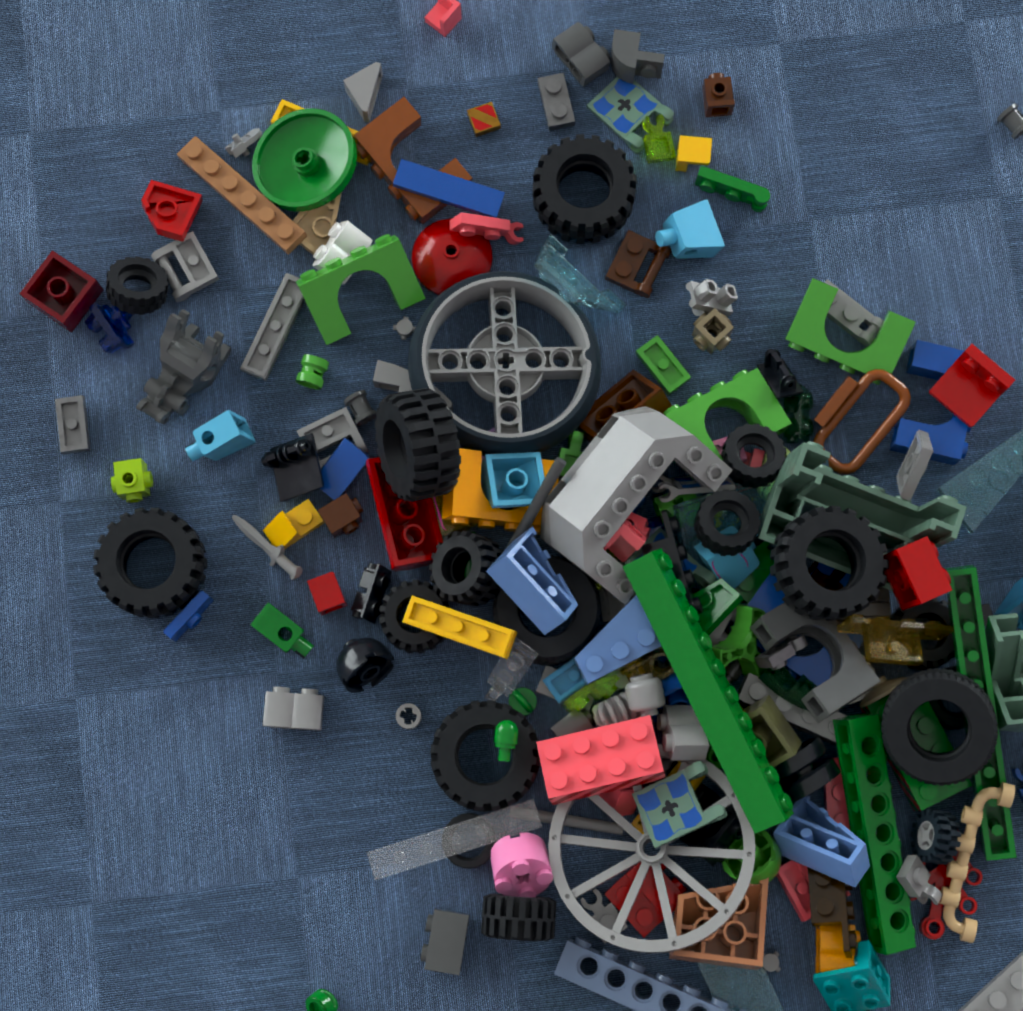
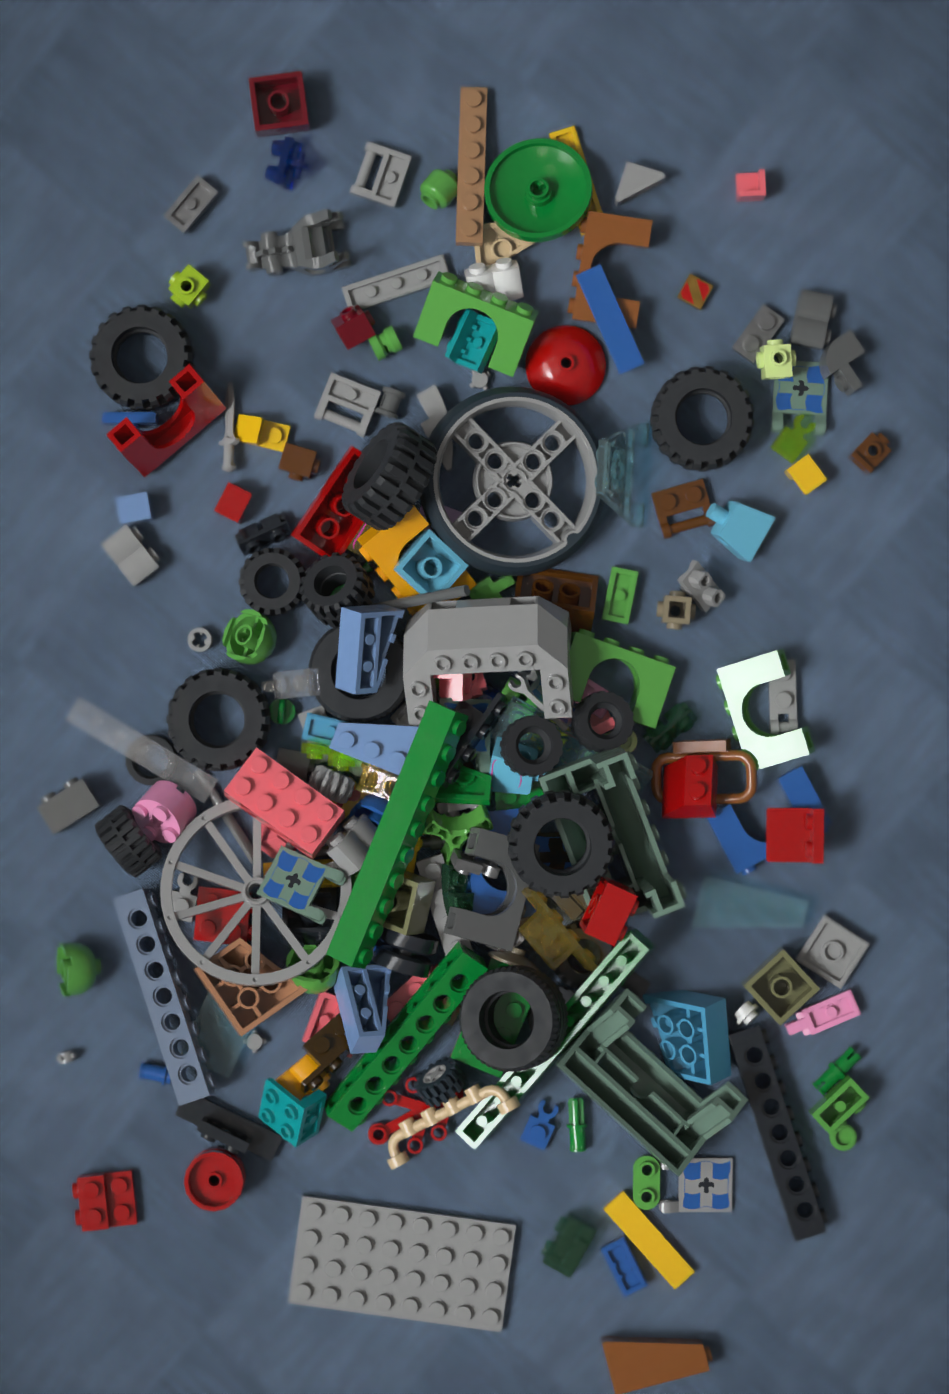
camera: 55 degrees right, 10 degrees up
(134, 301) = (347, 143): black tyre -> none
(170, 209) = (413, 124): red plate -> none
(220, 437) = (276, 322): medium azure torso -> none
(229, 556) = (151, 448): none -> red arch
(235, 232) = (439, 189): none -> bright green head
(240, 145) = (510, 128): light grey piece -> none
(259, 673) = (134, 508): none -> medium blue panel
(269, 623) = (177, 483): green torso -> none
(277, 383) = (353, 326): none -> dark red brick
(295, 467) = (303, 396): black hinge -> none
(342, 468) = (331, 431): blue slope -> none
(363, 662) = (207, 573): black cylinder -> none
(371, 305) = (472, 341): none -> teal bracket
(442, 672) = (250, 637): none -> bright green cylinder
(459, 627) = (289, 622): yellow tile -> none
(489, 227) = (609, 376): coral plate -> none
(505, 738) = (239, 724): green cylinder -> none
(589, 100) = (772, 369): none -> yellowish green brick
(645, 694) = (357, 794): light grey head -> none
(733, 188) = (804, 530): green plate -> none
(778, 375) = (685, 688): black hinge -> none
(861, 437) = (690, 788): none -> red slope
(914, 464) = (698, 843): light grey plate -> none
(914, 879) = (396, 1092): light grey plate -> none

